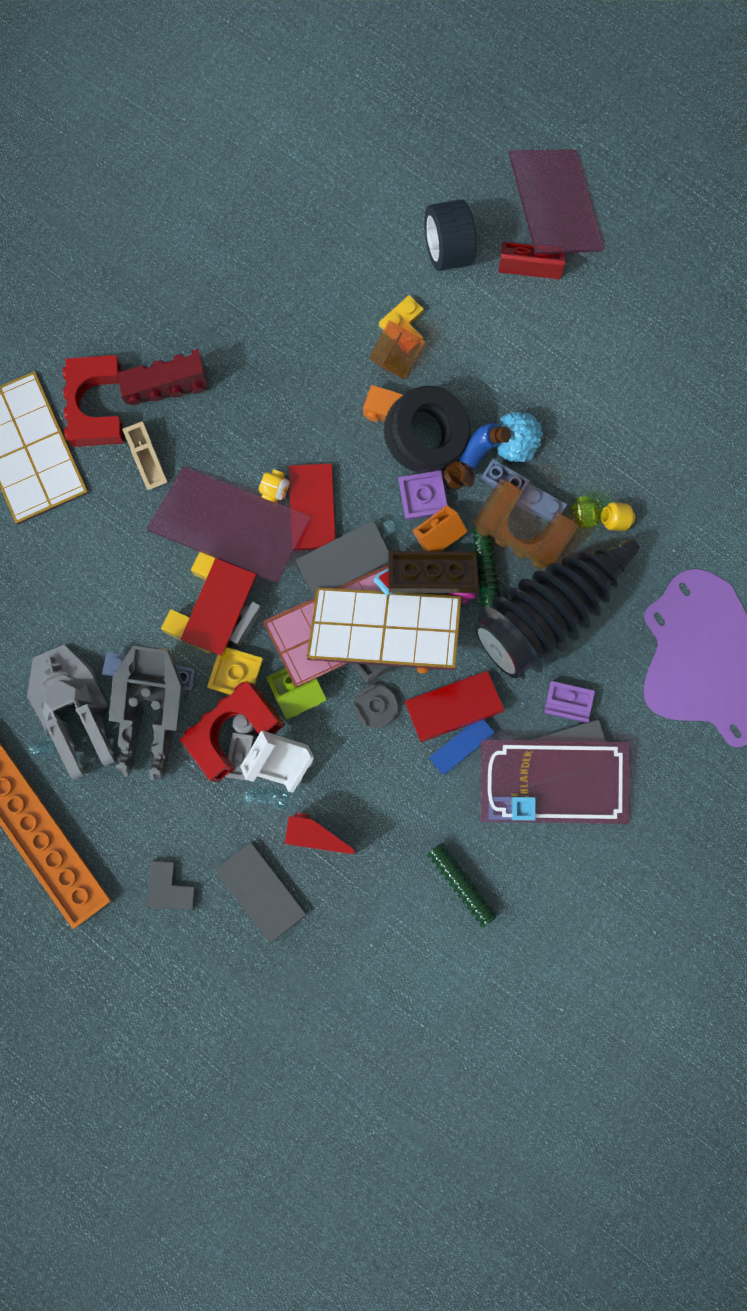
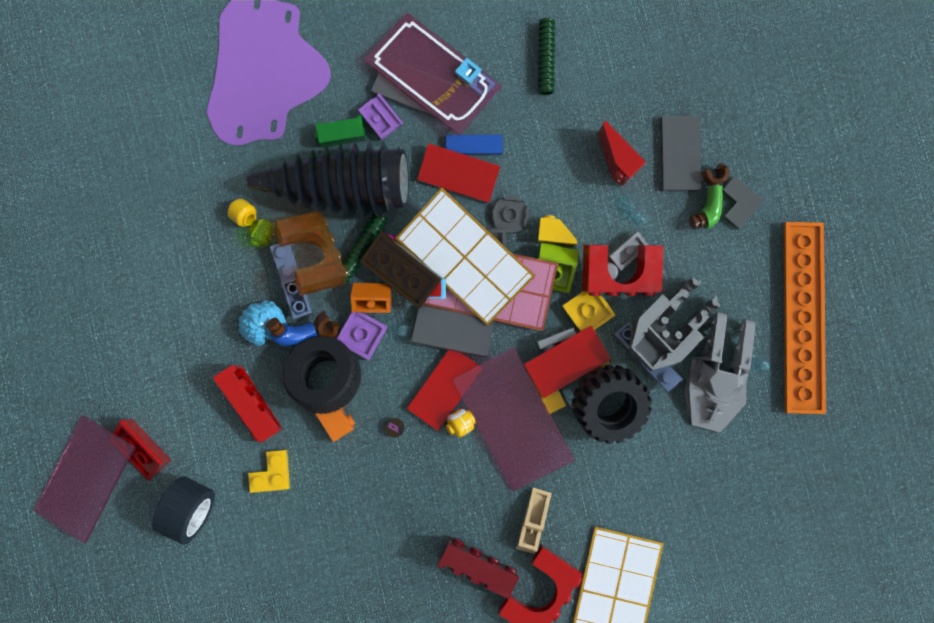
camera: 145 degrees left, 5 degrees up
(132, 586) = (623, 422): none -> black tyre
(189, 857) = (713, 208): none -> piece
(277, 760) = (606, 225): white panel -> none
(322, 719) = (554, 232): none -> yellow slope
(329, 440) = (394, 427): none -> tile
(397, 350) = (293, 456): clear orange slope -> none
(471, 362) = (248, 402): none -> red wedge
(593, 658) = (340, 132): none -> green brick

